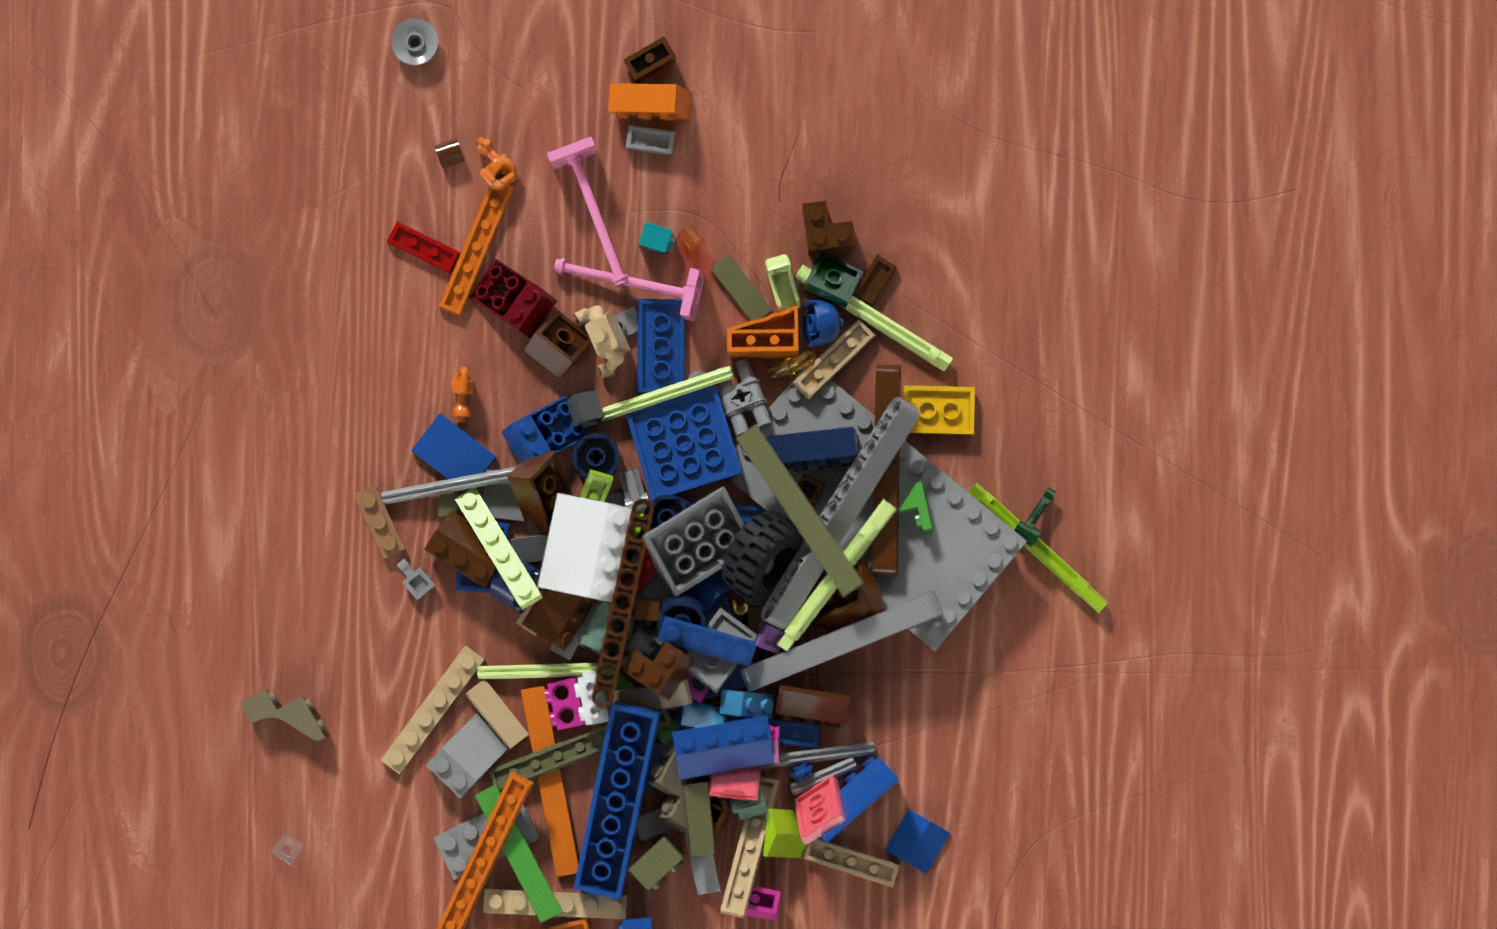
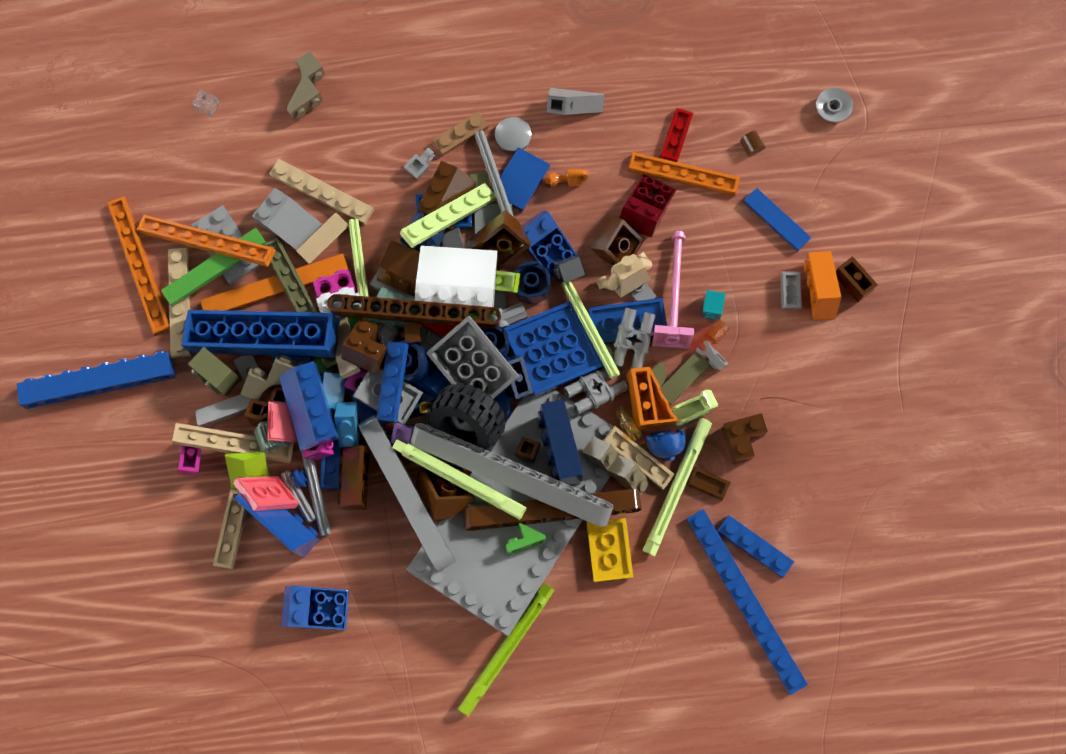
camera: 85 degrees right, 10 degrees down
(361, 373) = (574, 102): none -> light grey slope
(390, 455) = (513, 133): none -> light grey dish
(499, 165) = (749, 178): orange piece -> none
(560, 135) = (777, 219): none -> blue tile
(573, 155) = (768, 229): bright pink tile -> none
(677, 347) = (627, 330): none -> light grey pin
(698, 819) = (250, 397): olive tile -> none
(704, 487) = (522, 385): none -> dark blue brick
(723, 247) = (716, 359): none -> light grey plate
(732, 318) = (660, 373): none -> olive tile
(800, 510) = (506, 439): olive tile -> none
(833, 279) = (703, 448): dark green tile -> none
(843, 384) = (621, 468): none -> dark tan arch
(917, 841) = (252, 581): blue slope -> none
(956, 237) = (755, 546): none -> blue plate
(960, 769) = (315, 608): none -> blue slope
(1018, 260) = (747, 602): none -> blue plate
(1027, 529) = (519, 637): dark green brick -> none

